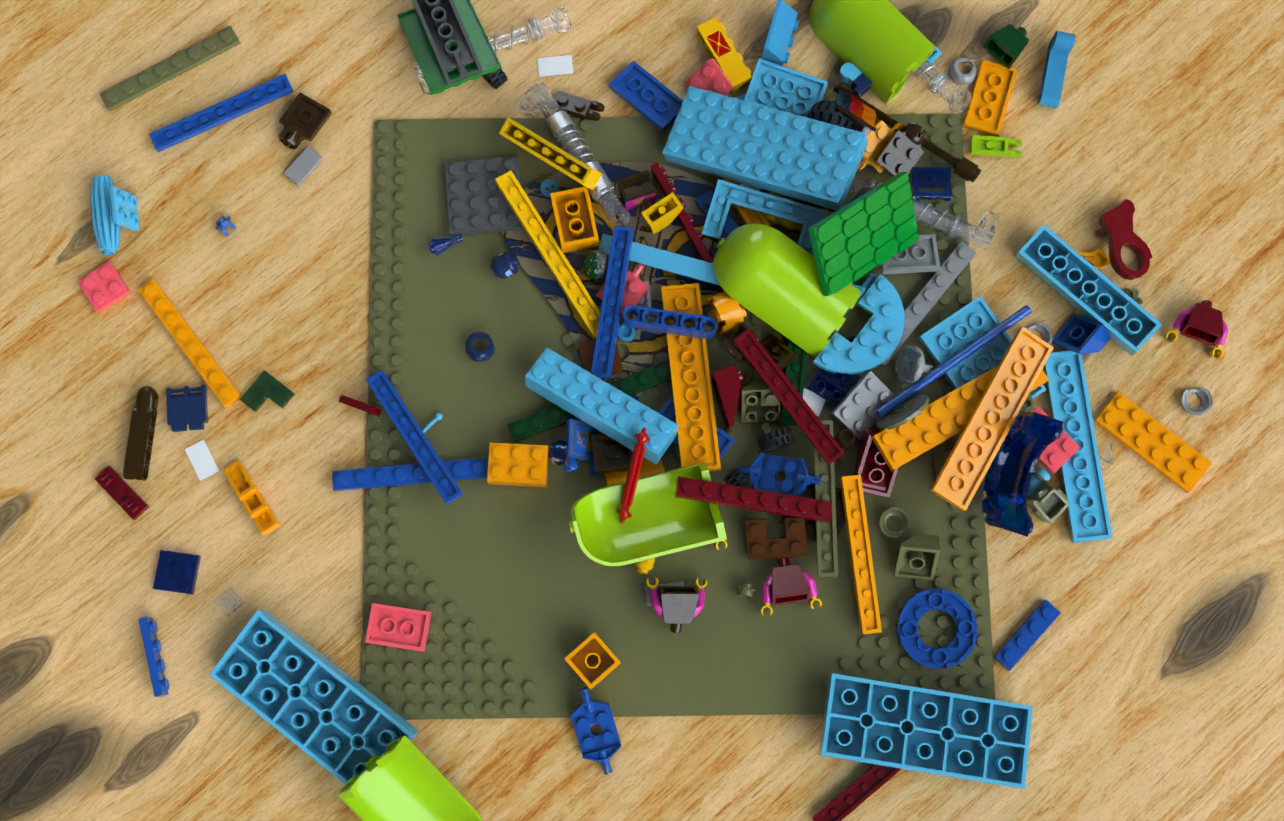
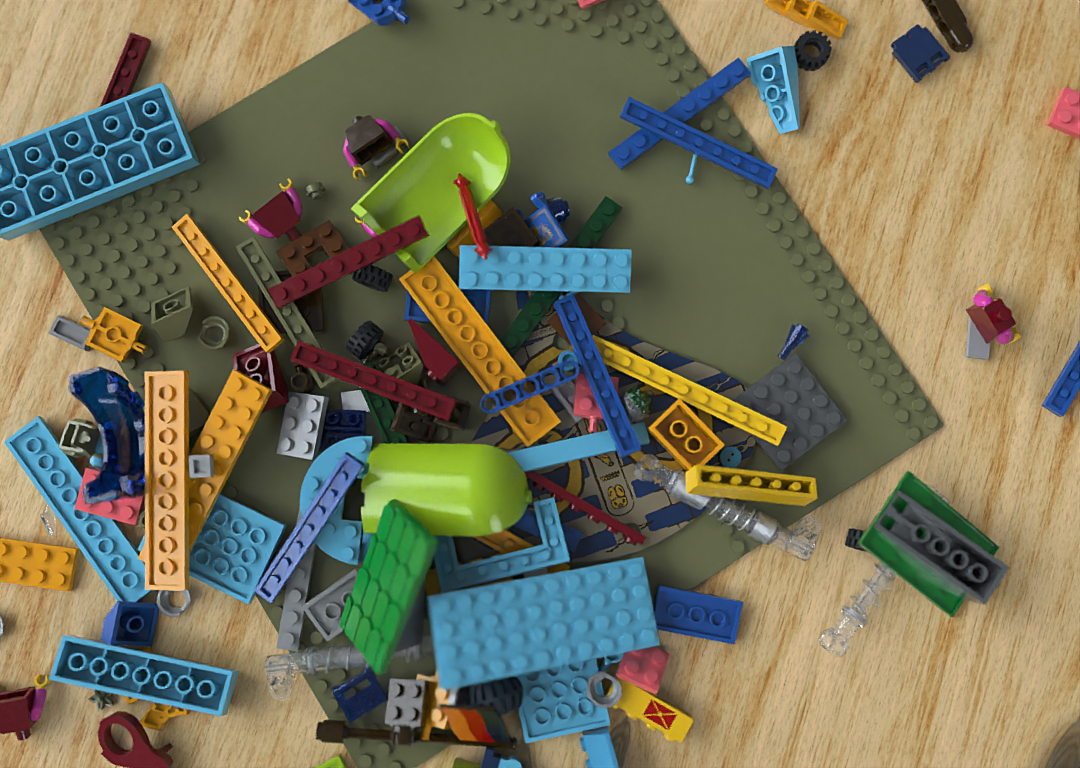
camera: 155 degrees right, 5 degrees up
(189, 343) = (961, 111): light orange plate -> none
(202, 460) = (873, 20): white sticker -> none
(222, 223) = (1011, 237): blue plate -> none
(259, 456) = (816, 40): none -> black tyre
(264, 388) = (862, 114): clear green tile -> none
(285, 171) = (992, 317): none -> dark red torso
(302, 121) = (1011, 379): dark brown plate -> none
(314, 454) = (777, 81): none -> medium azure wedge
(360, 405) = (766, 144): dark red tile -> none
(476, 355) = (699, 277): dark blue piece -> none
(504, 265) = (722, 353): dark blue head -> none
(518, 465) = (588, 176): light orange brick -> none
(555, 65) = (808, 592): white sticker -> none
(579, 106) = (759, 560): dark brown hinge -> none
(592, 660) = (413, 47): light orange brick -> none
(631, 181) = (656, 510): dark brown piece -> none
(662, 213) = (604, 494): yellow slope -> none
(725, 311) = (483, 431): light orange brick -> none
(752, 73) = (604, 702): none -> light grey piece
(766, 467) = (355, 299): blue plate -> none
(900, 318) = (309, 527): none -> plate
(903, 412) = (257, 435): olive piece -> none
(911, 365) = (276, 490): light grey tile -> none
(953, 361) = (237, 520): blue piece -> none
(959, 409) = (201, 465): none -> light grey plate
(965, 628) = (103, 240): blue plate -> none
(977, 570) = (114, 334): none -> light orange plate
(1012, 598) = (70, 332): none -> light grey tile
(1027, 635) = (41, 307): blue plate -> none

